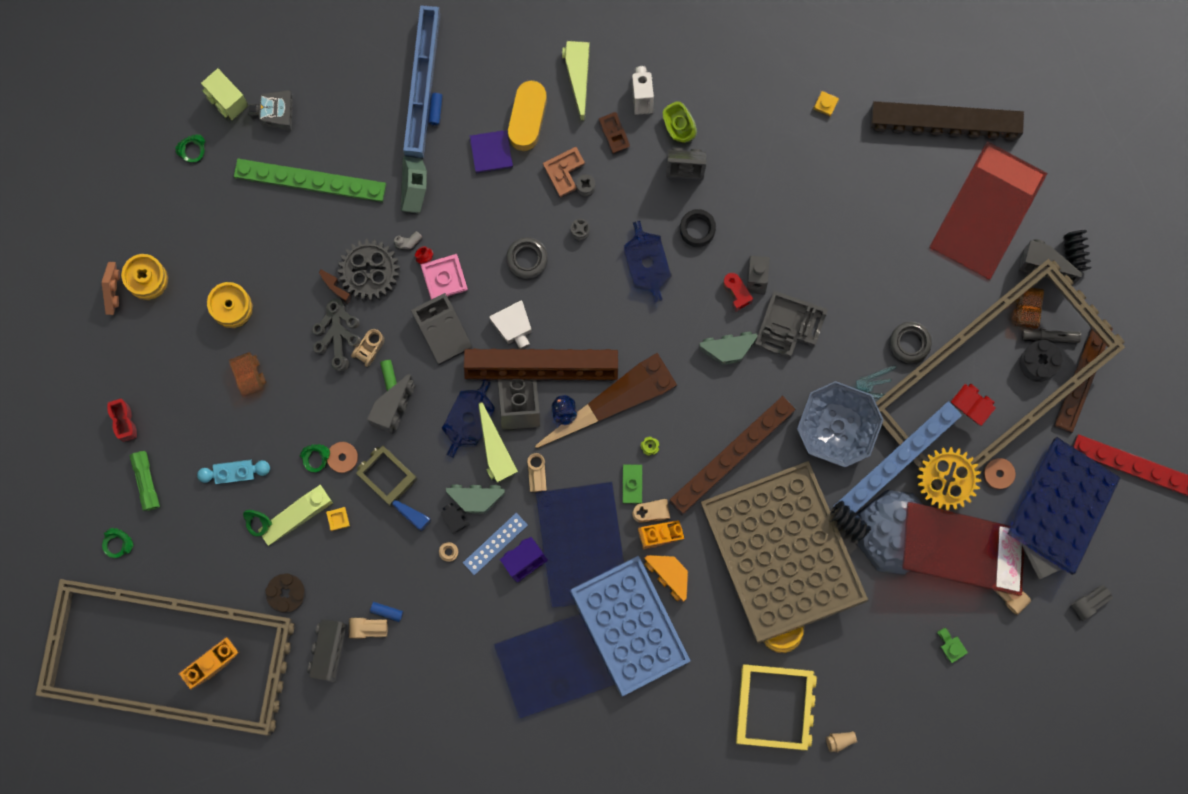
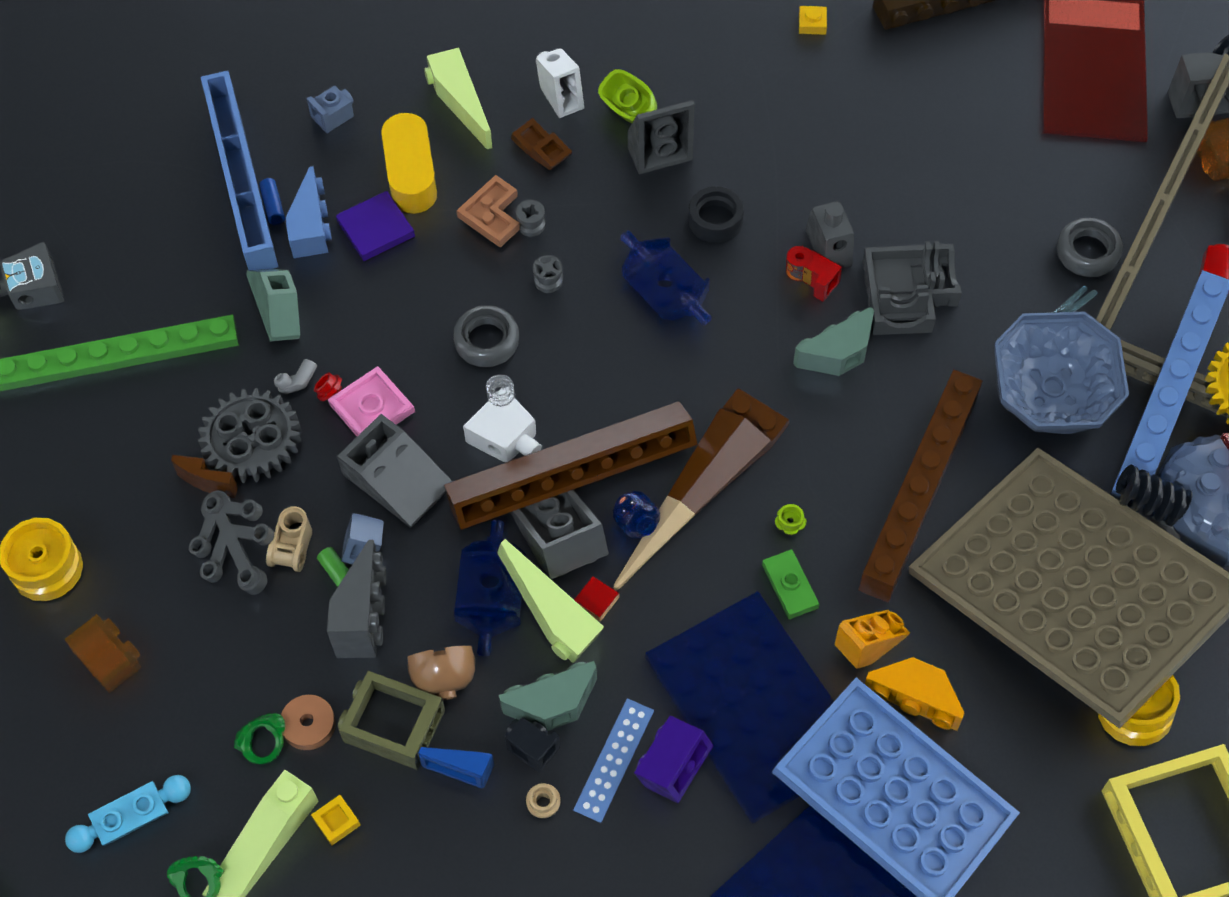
camera: 20 degrees left, 20 degrees down
(408, 362) = (358, 532): none -> sand blue panel
(422, 460) = (443, 670): none -> medium nougat cylinder
(449, 135) = (305, 217): none -> medium blue slope
(491, 58) = (331, 108): none -> sand blue brick
(522, 307) = (494, 397): none -> clear bush
(522, 449) = (597, 598): none -> red tile
(537, 475) = (634, 623): tan piece -> none
(655, 511) = (840, 605): tan piece -> none

